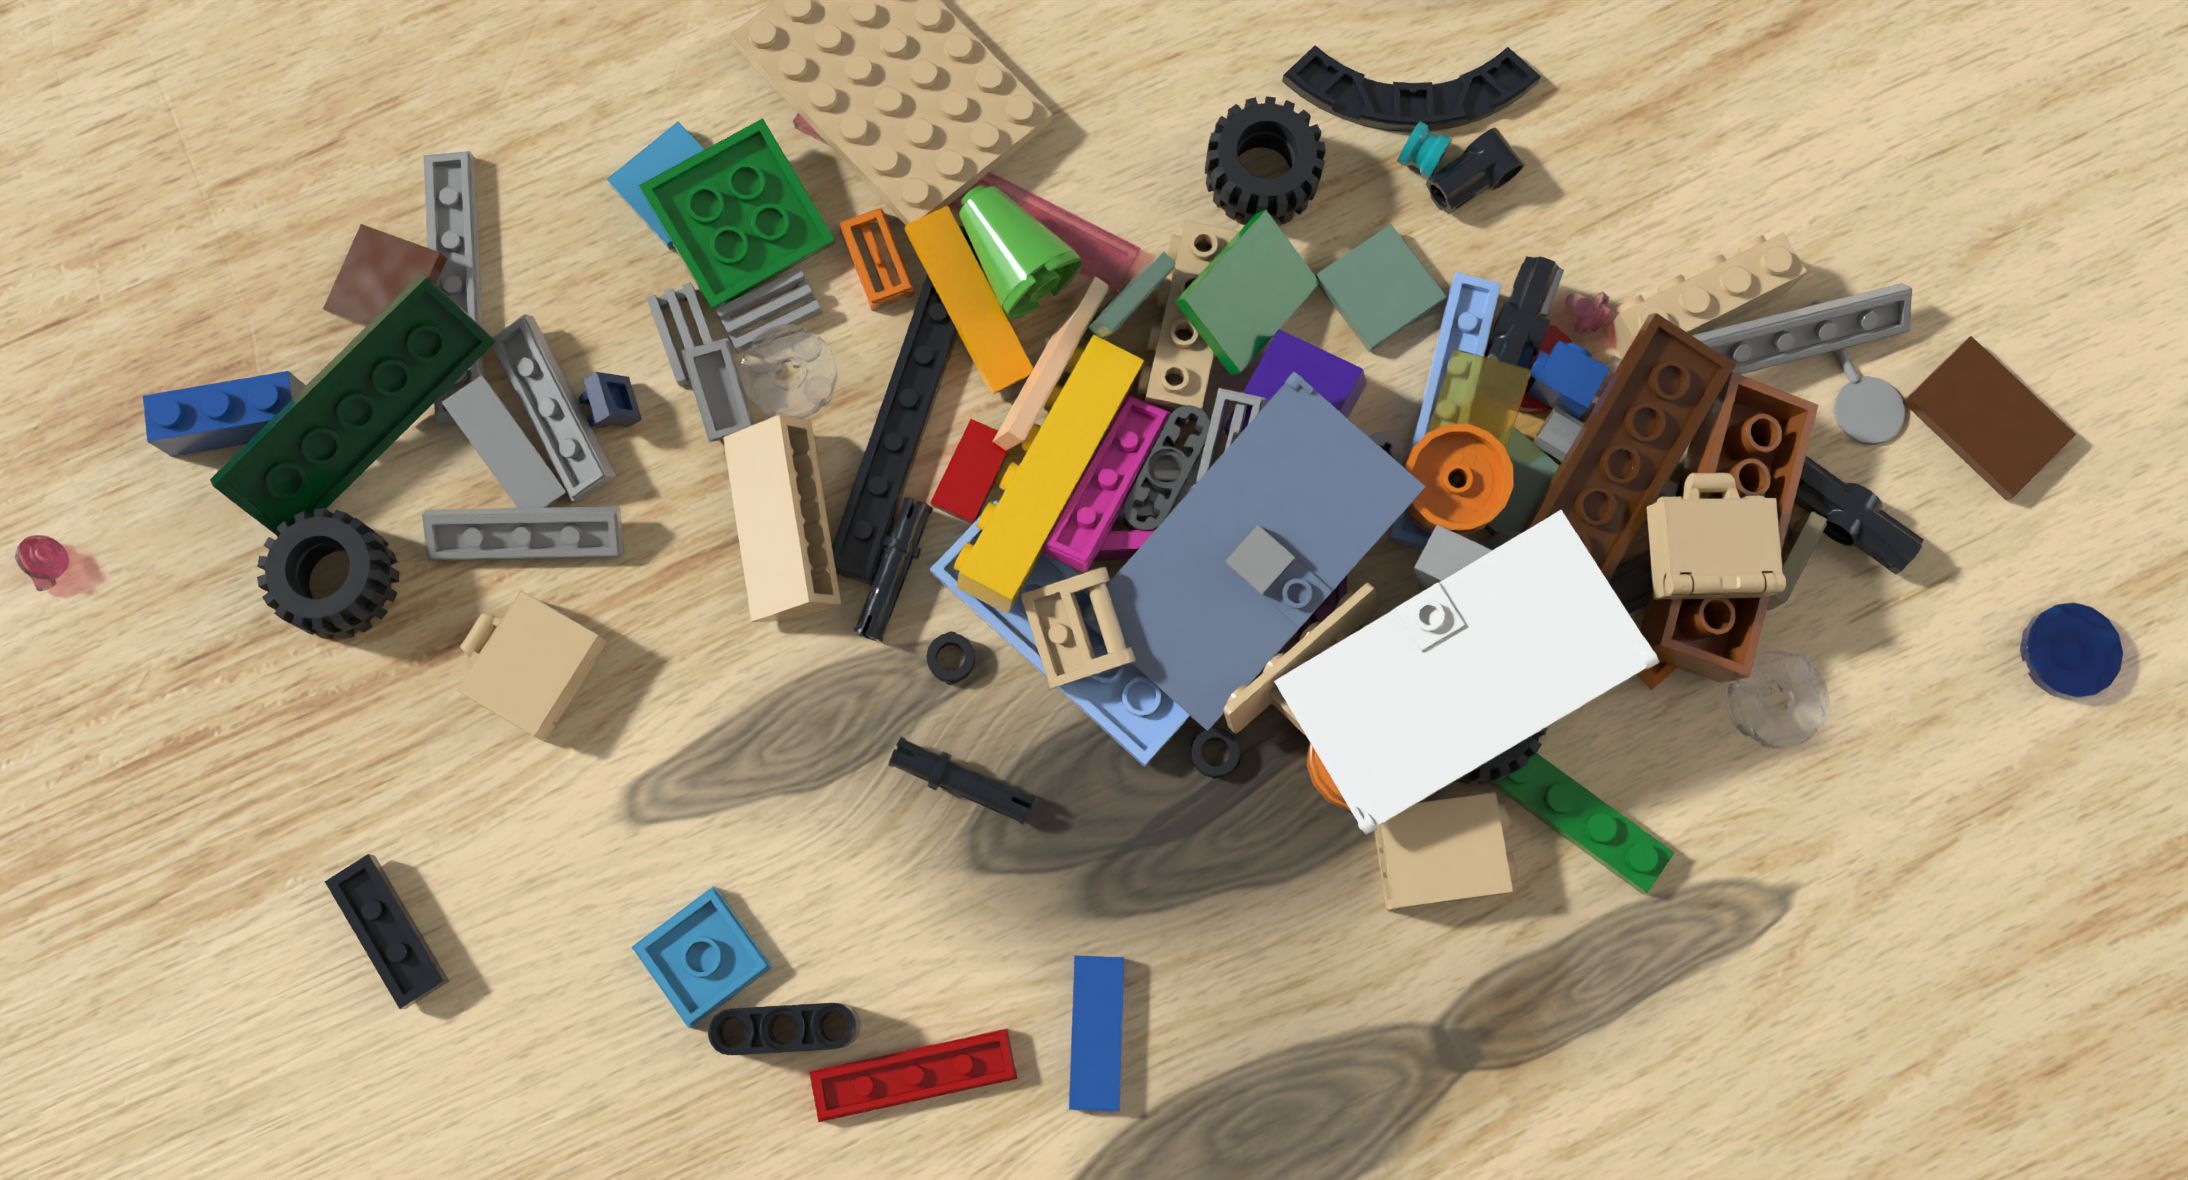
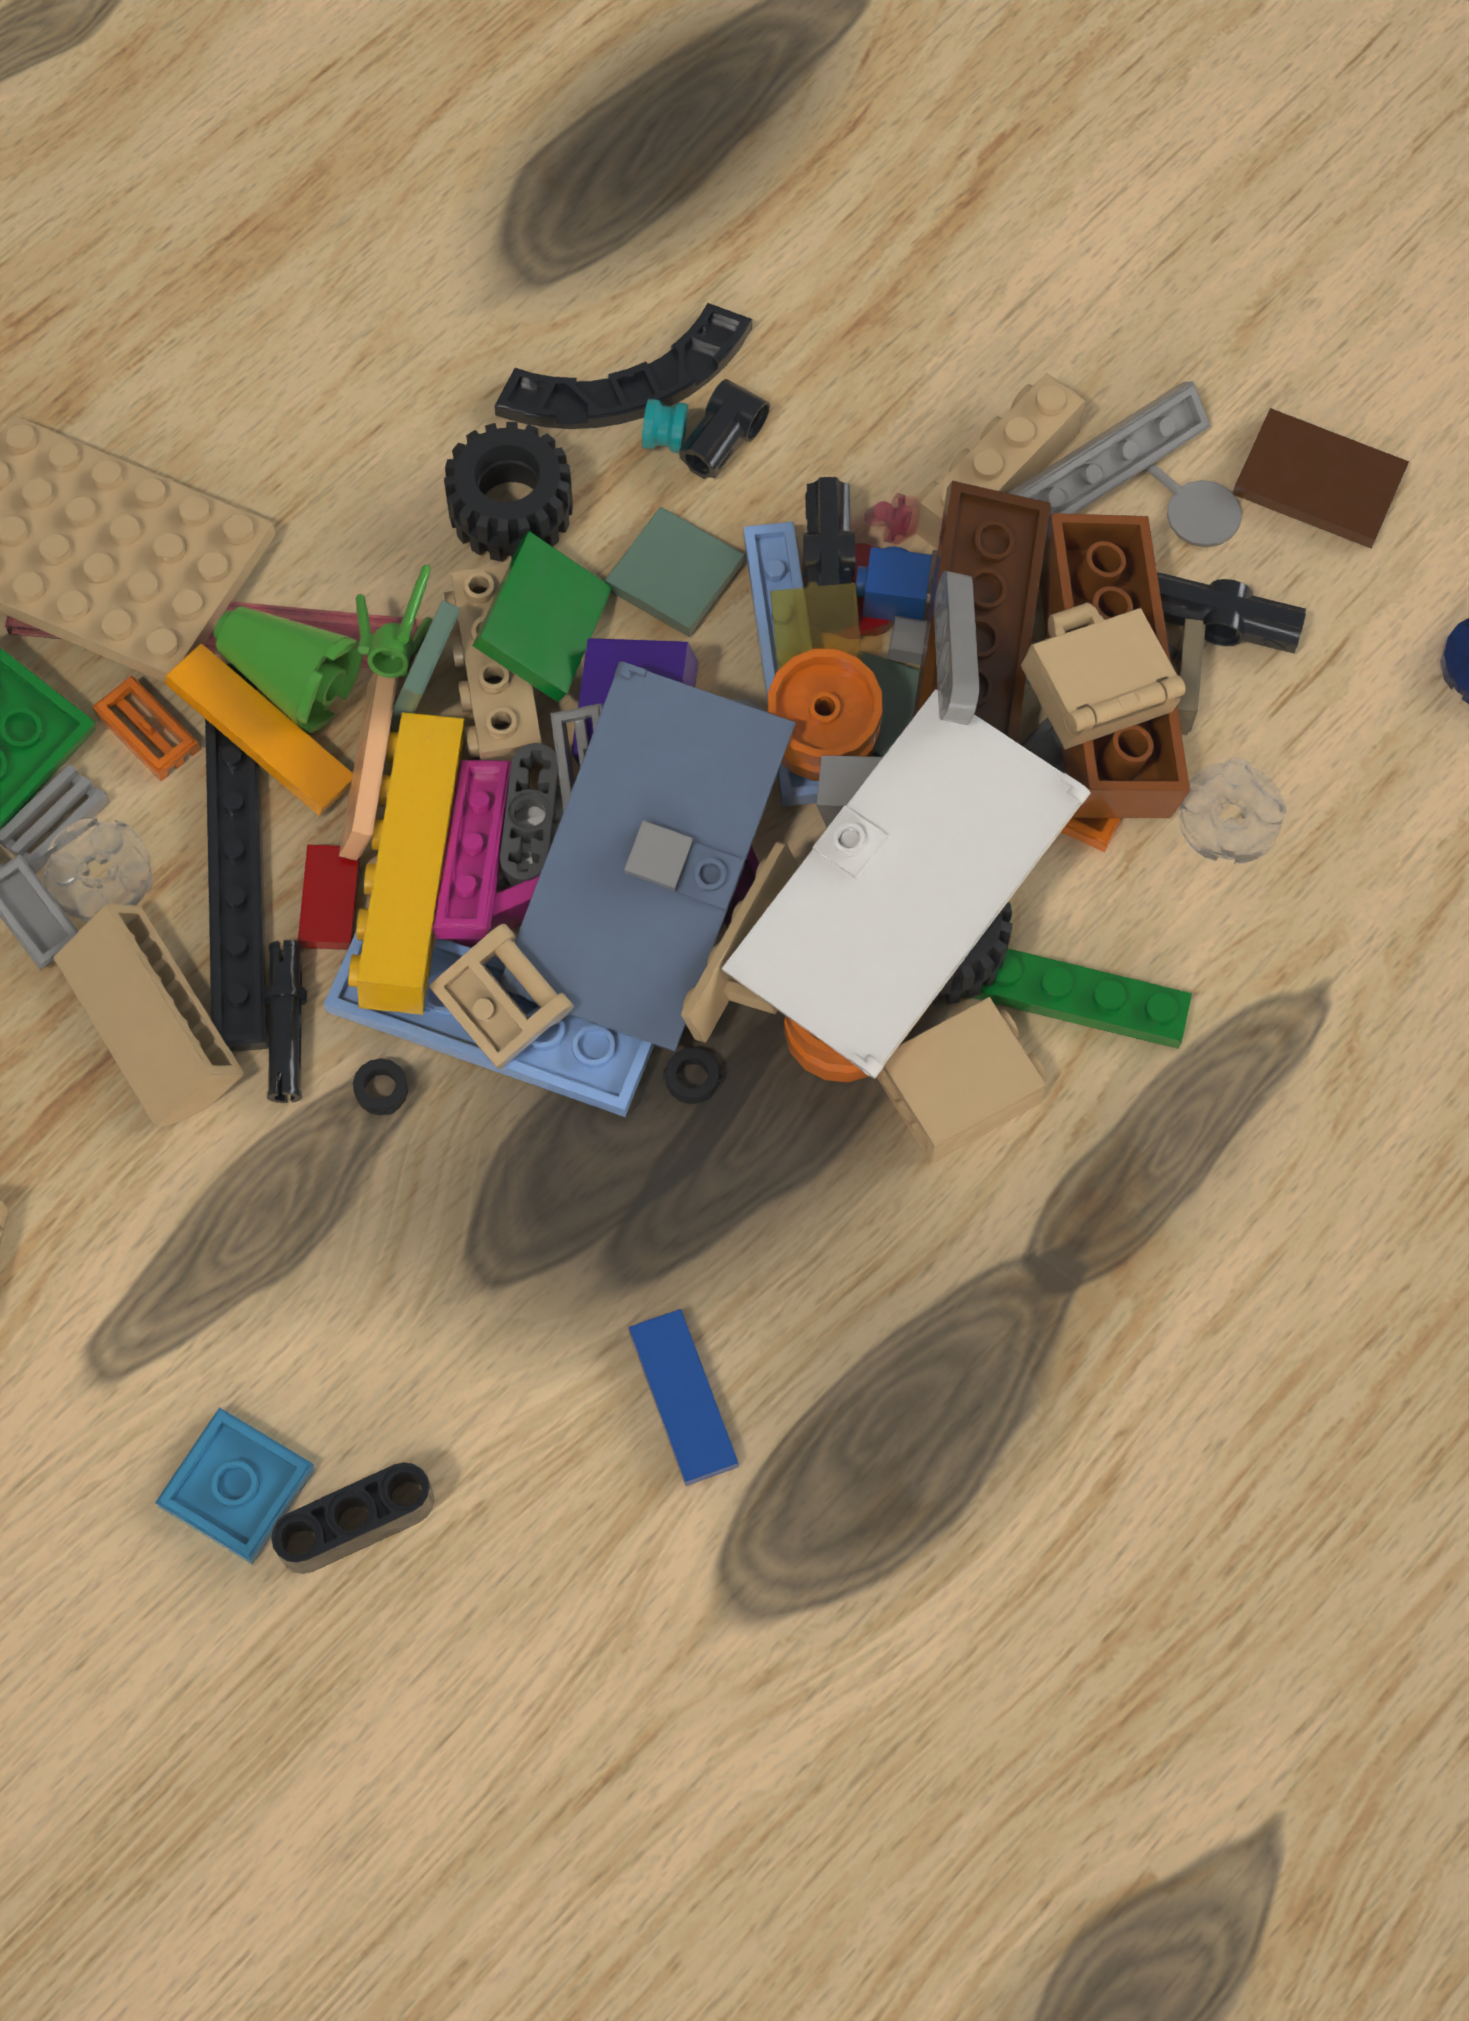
camera: 20 degrees left, 10 degrees down
(913, 1075) = (508, 1516): red tile -> none
(961, 780) = (439, 1200): black pin -> none
(1109, 272) = (391, 646): none -> bright green plant
(1594, 479) = (956, 648): none -> light grey beam

